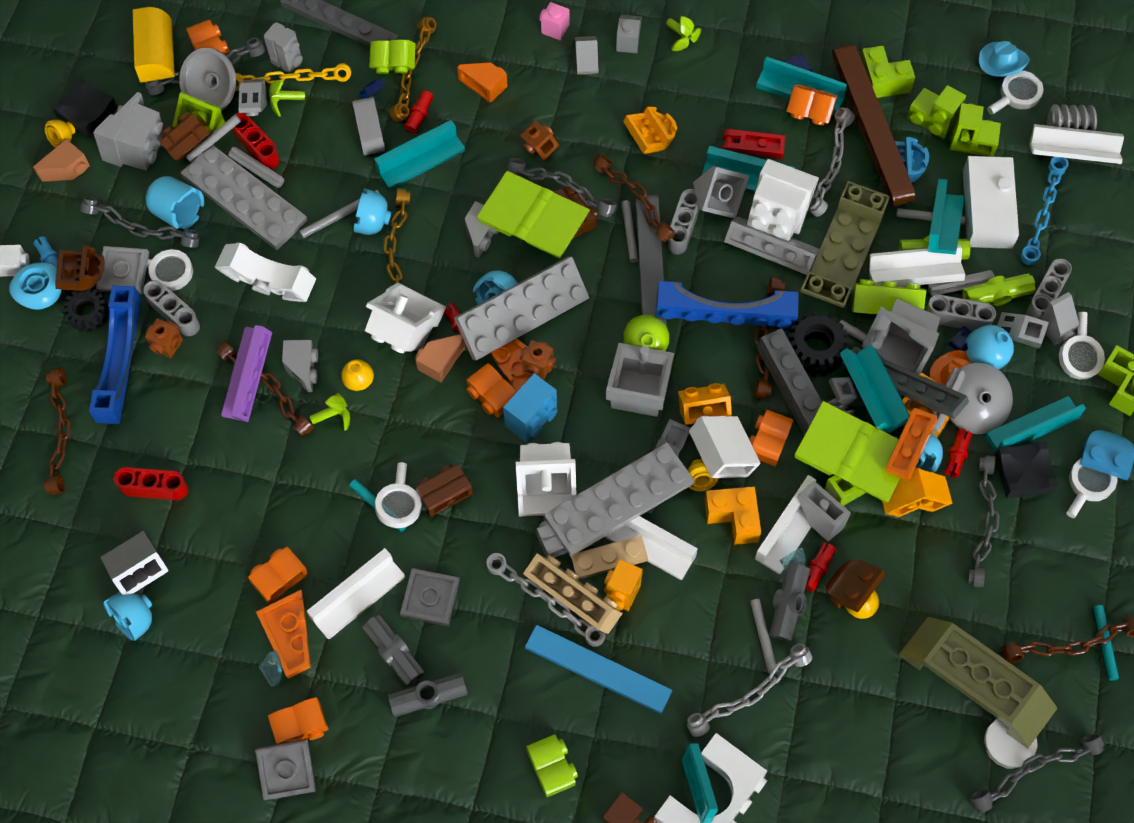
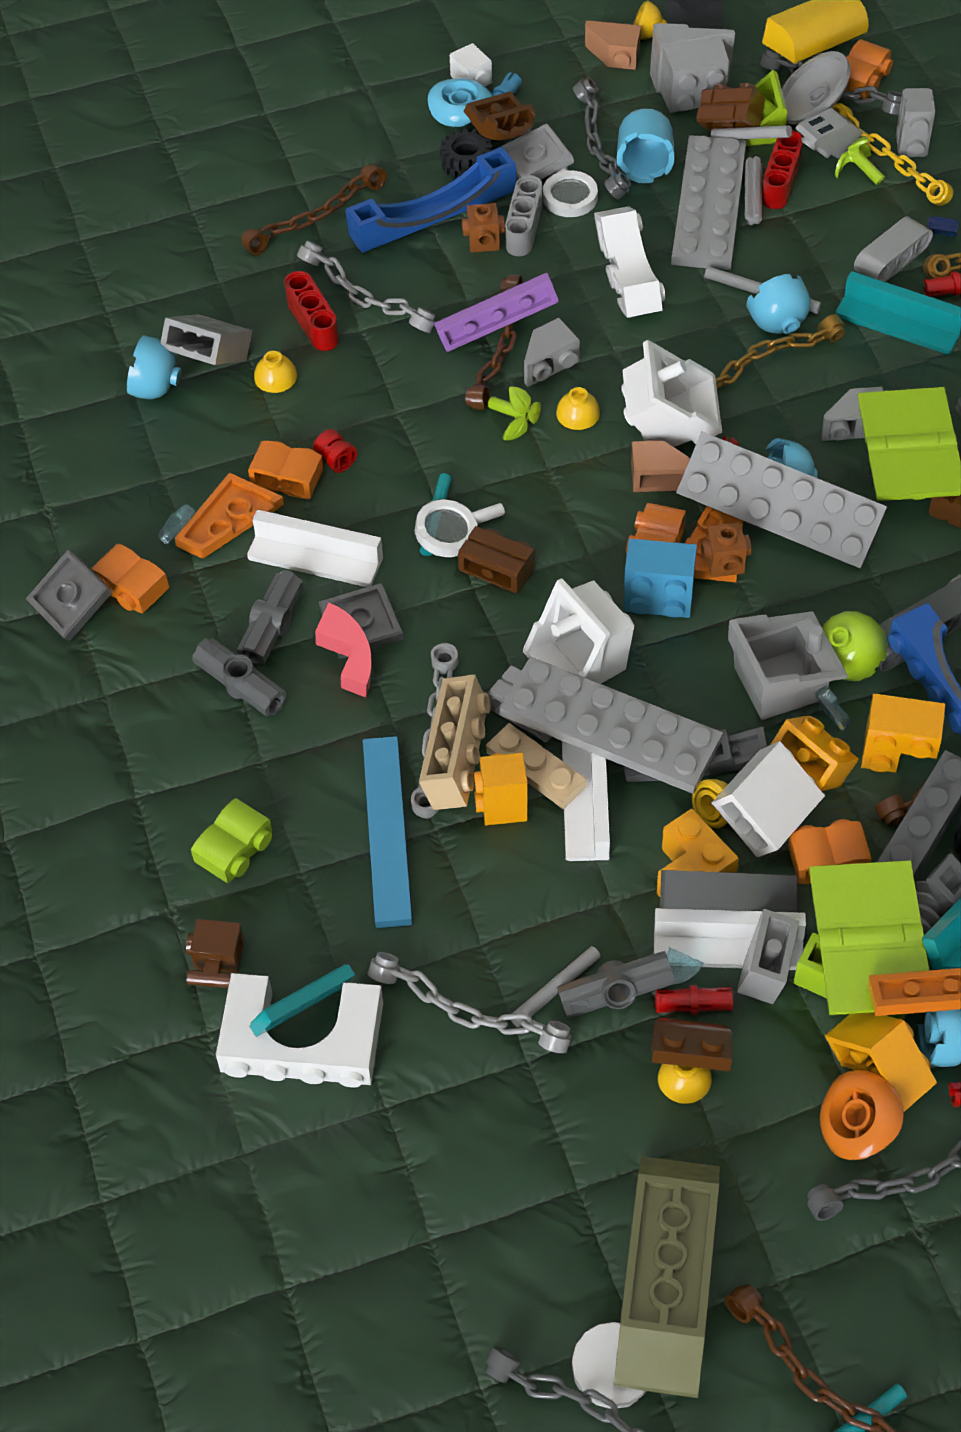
camera: 60 degrees right, 10 degrees down
(98, 455) = (421, 319): none -> light grey piece
(186, 537) = (275, 373): none -> yellow brick
(285, 536) = (337, 452): none -> red wheel
(447, 611) = (344, 635): none -> coral brick
(676, 375) = (832, 709): none -> clear light blue tile
(722, 352) = (899, 728): none -> light orange brick
(772, 506) = (728, 891): none -> dark grey slope
(944, 527) = (860, 1115): none -> orange hat

